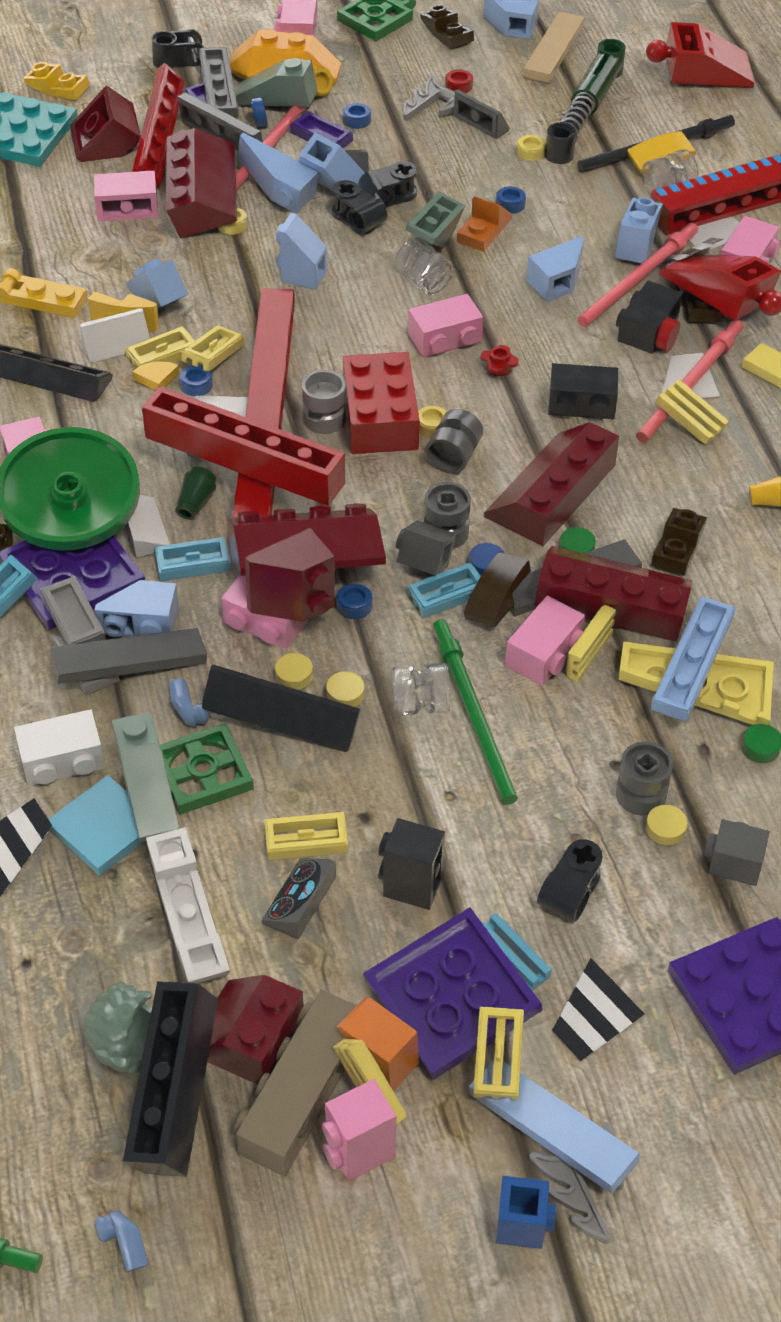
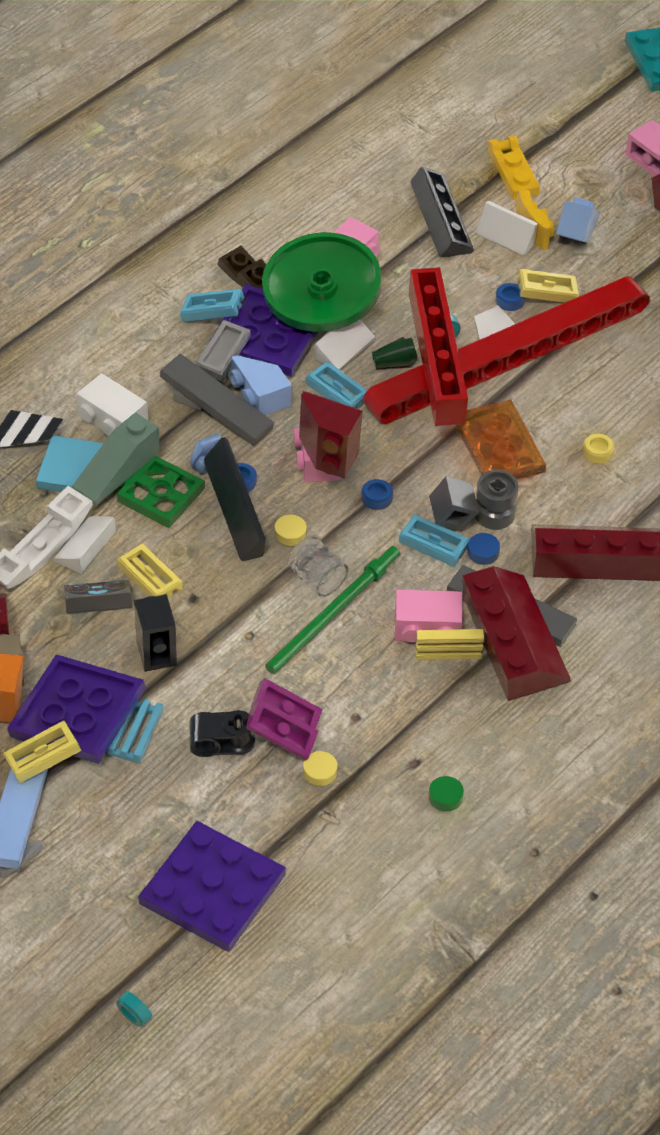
camera: 55 degrees right, 0 degrees up
(156, 374) = (494, 272): yellow tile -> none
(161, 348) = (513, 258): light yellow tile -> none
(221, 869) = (86, 543): none -> white slope
(294, 671) = (283, 494): light yellow tile -> none
(324, 401) = (546, 373): light grey wheel -> none
(348, 533) = (395, 434): dark red slope -> none
(381, 403) = (578, 405): red brick -> none
(382, 480) = (501, 441): none -> clear orange plate
(454, 441) = (579, 467): dark grey wheel -> none
(493, 592) = (439, 565): dark brown slope -> none
(578, 540) = (550, 592): green tile -> none
(594, 1012) = (130, 802): sticker -> none
(599, 817) = (284, 719): none -> magenta slope
(644, 777) = (341, 729): dark grey wheel -> none
(679, 541) = (612, 655): dark brown slope -> none
(693, 659) = (482, 708): light blue tile -> none
(732, 688) = (475, 731): light yellow wing -> none
(737, 852) = (324, 817): dark grey brick -> none

